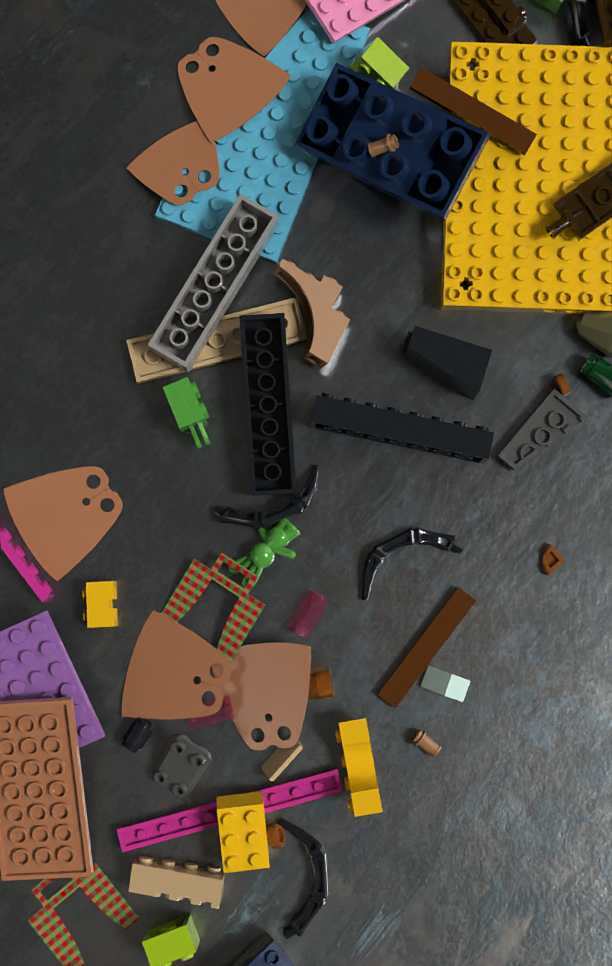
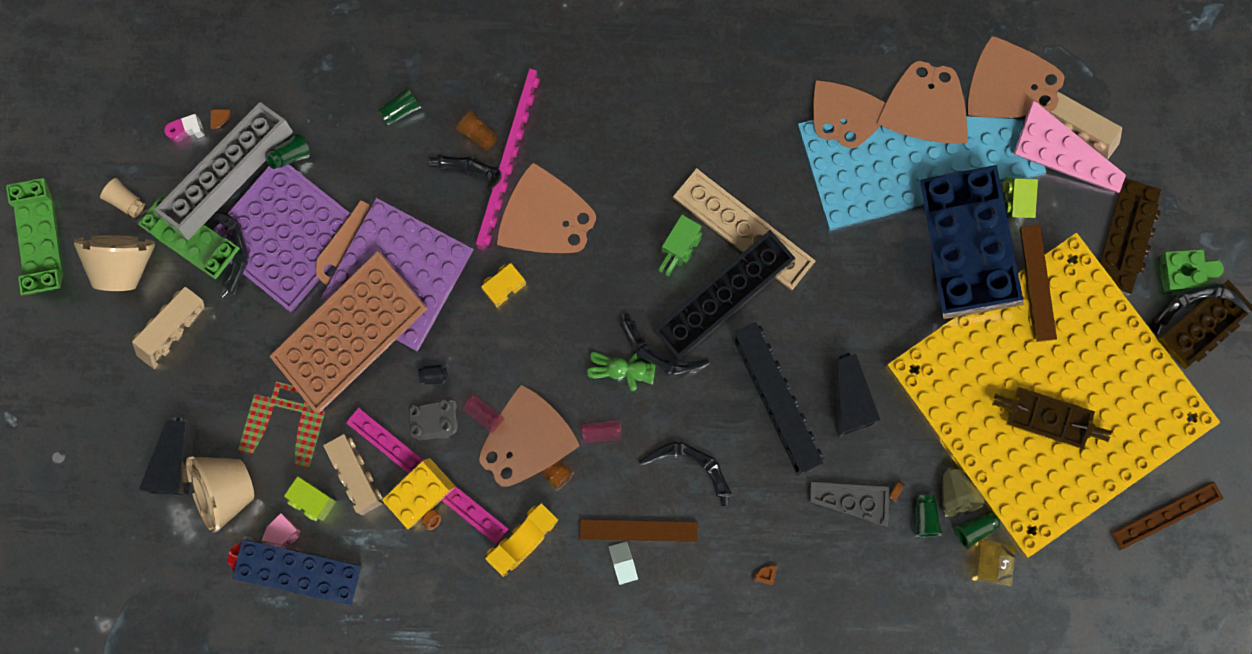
camera: 55 degrees right, 5 degrees down
(164, 669) = (491, 360): nougat piece -> none
(214, 283) = (780, 197): light grey brick -> none
(243, 614) = (566, 385): piece -> none
(280, 760) = (486, 485): tan slope -> none
(316, 298) = (824, 275): medium nougat arch -> none
(320, 886) = (417, 577): black animal -> none
(383, 145) = (962, 238): medium nougat pin -> none
(427, 744) = (571, 579): medium nougat pin -> none

